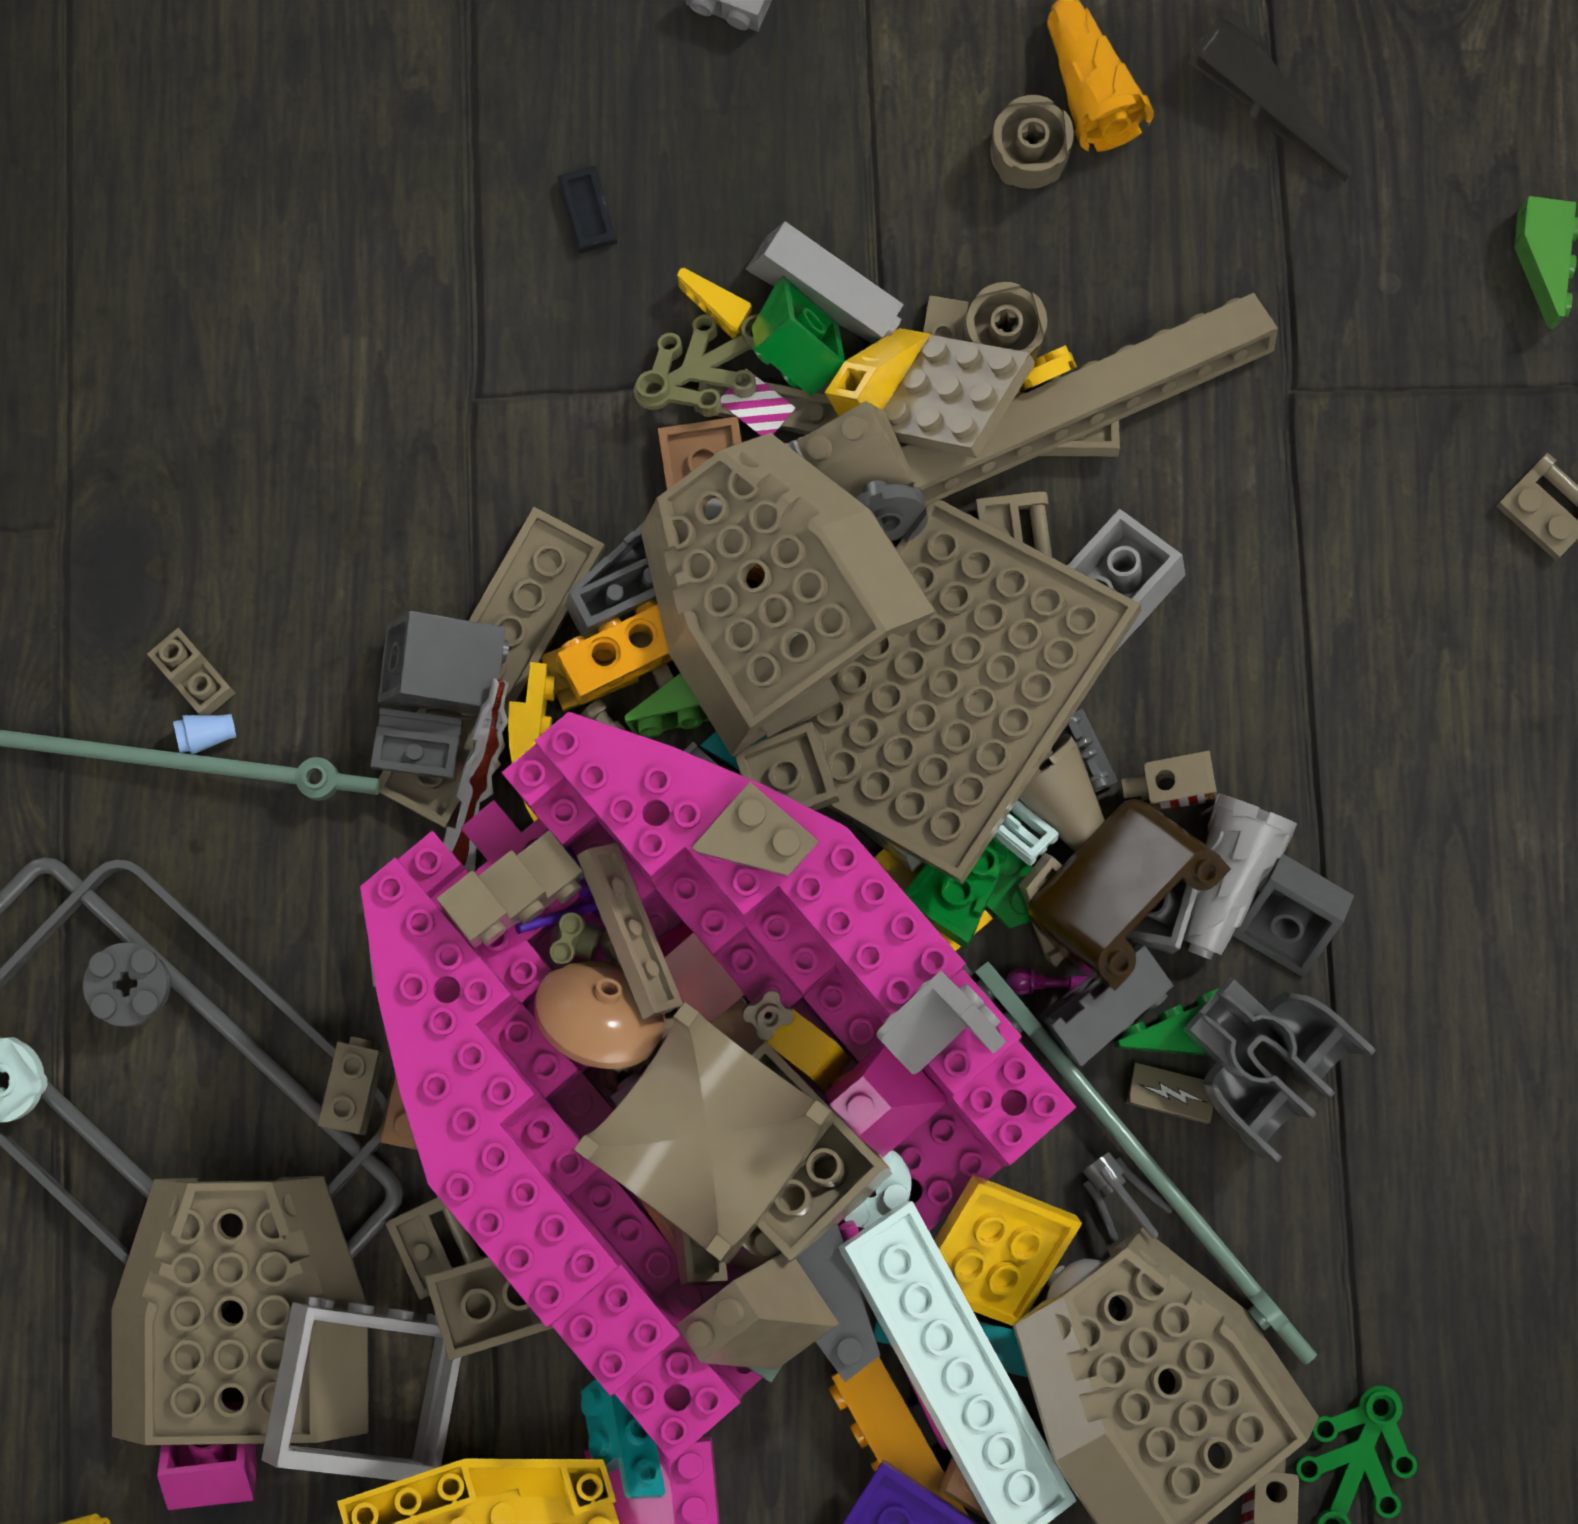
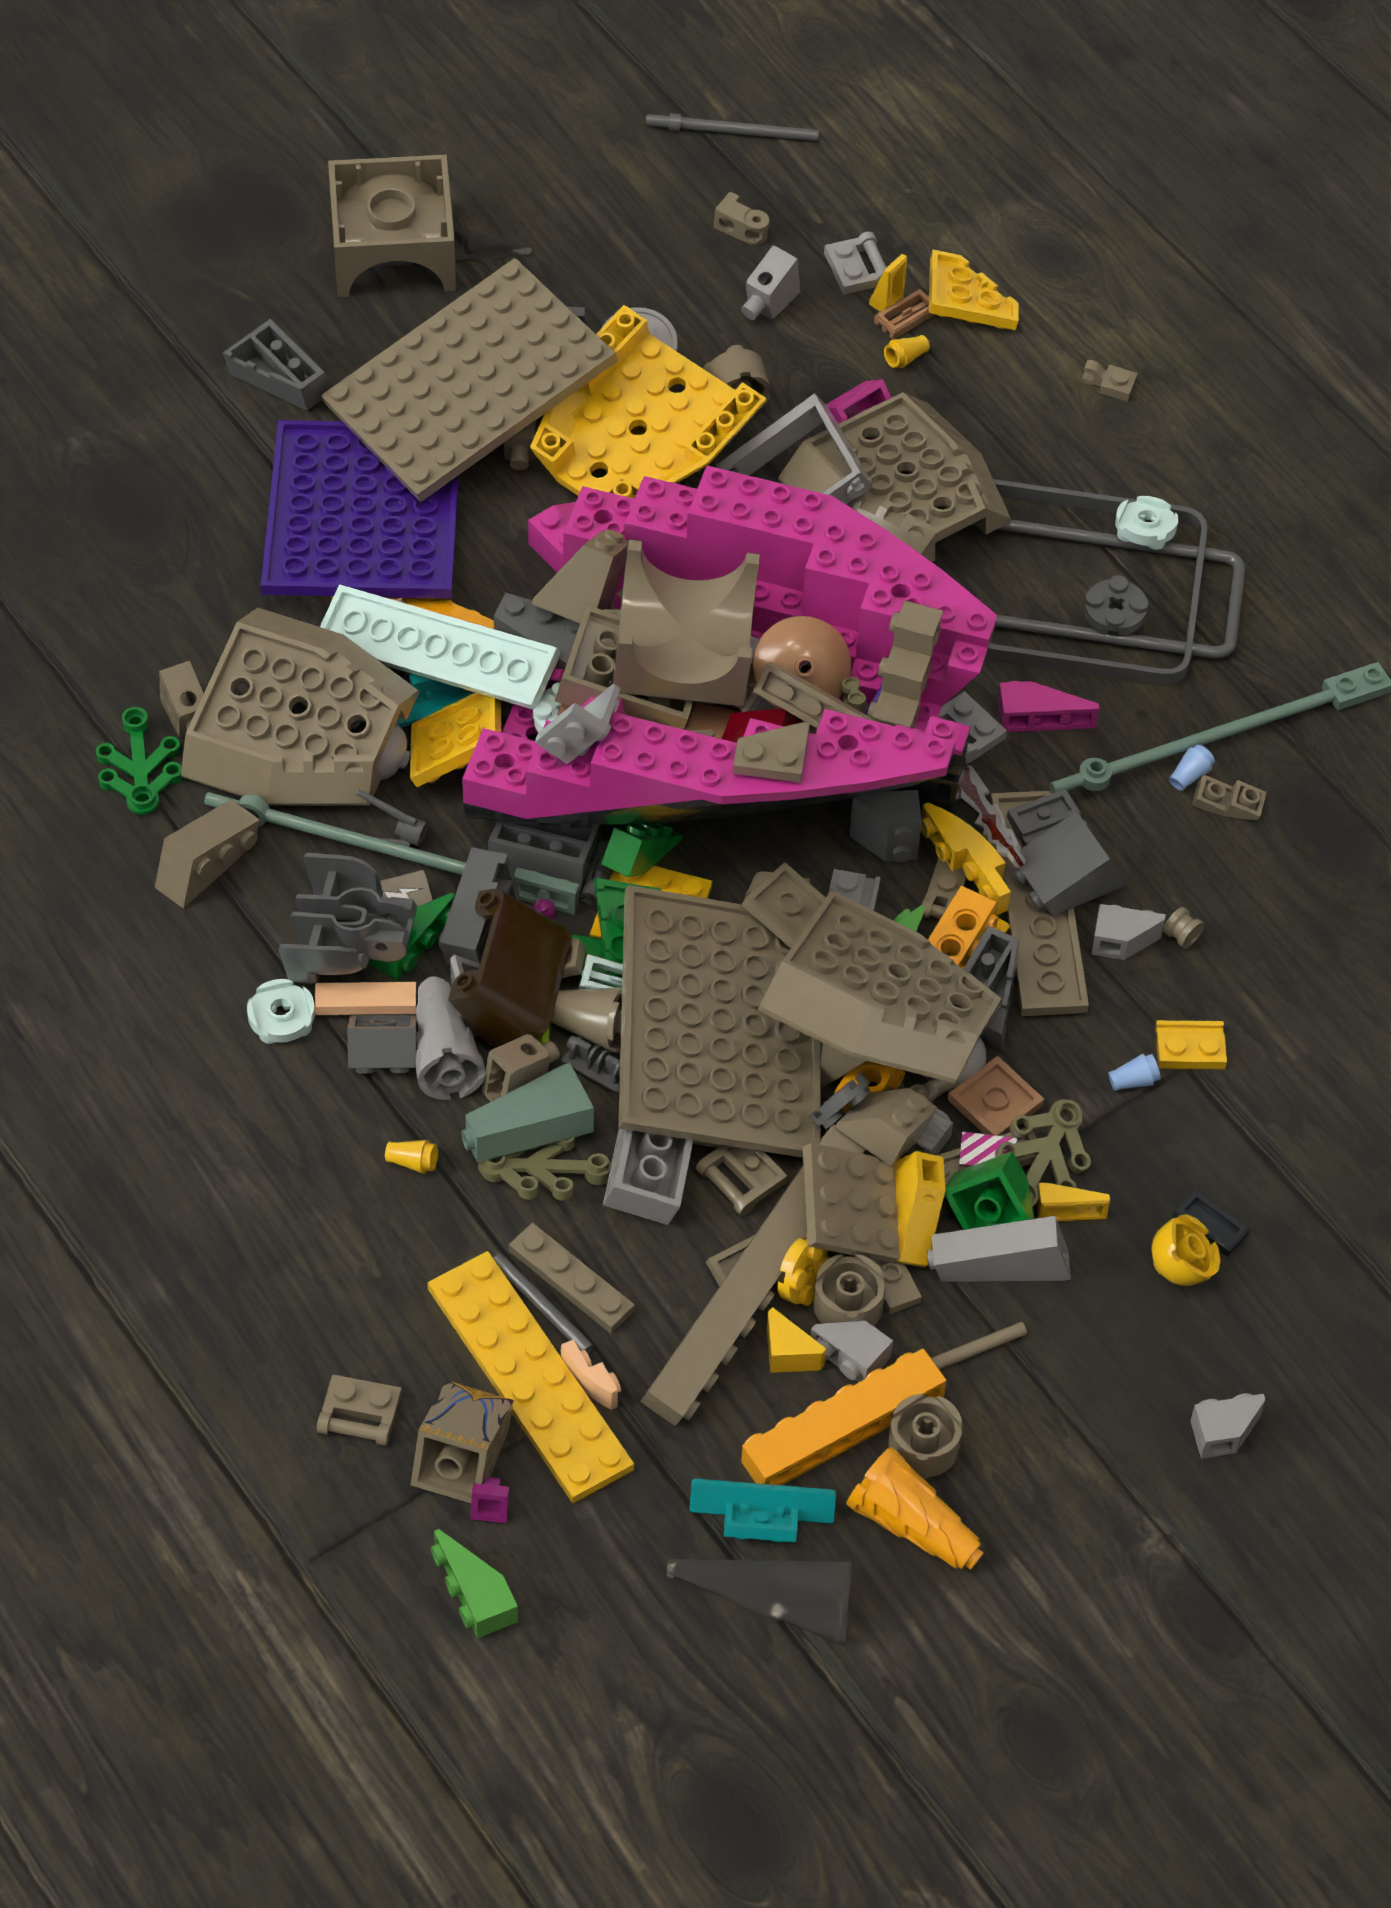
camera: 145 degrees right, 25 degrees down
(312, 913) = (1042, 708): none -> dark pink slope
(365, 540) = (1183, 927): none -> dark tan wheel
(432, 572) = (1125, 931): none -> light grey slope
(458, 410) = (1190, 1044): none -> yellow plate
(541, 406) = (1136, 1073): none -> light blue cone
(648, 172) = (1184, 1253): none -> yellow cylinder
(909, 218) = (980, 1345): none -> dark tan bar
(1035, 269) = (854, 1347): none -> light grey slope
(1094, 211) = (839, 1421): none -> light orange brick
(1094, 314) = (791, 1347): none -> yellow slope
(1191, 715) = (530, 1116): none -> sand green slope
(1218, 667) = (540, 1167): none -> olive plant
(1235, 164) = (762, 1509): none -> teal bracket
(1257, 527) = (571, 1278): none -> dark tan plate
(1268, 975) = (365, 998): none -> light nougat tile
(1303, 515) = (542, 1303): none -> dark grey bar
(1308, 394) = (593, 1379): none -> light nougat slope
(1338, 755) = (415, 1155): none -> yellow cone
(1350, 1279) = (204, 851): none -> dark tan wedge
(1362, 448) = (531, 1372): none -> yellow plate
(1399, 1008) = (285, 1027): none -> light aqua plate
(1473, 406) = (460, 1440): none -> dark tan slope
(1483, 329) = (490, 1501): none -> magenta tile

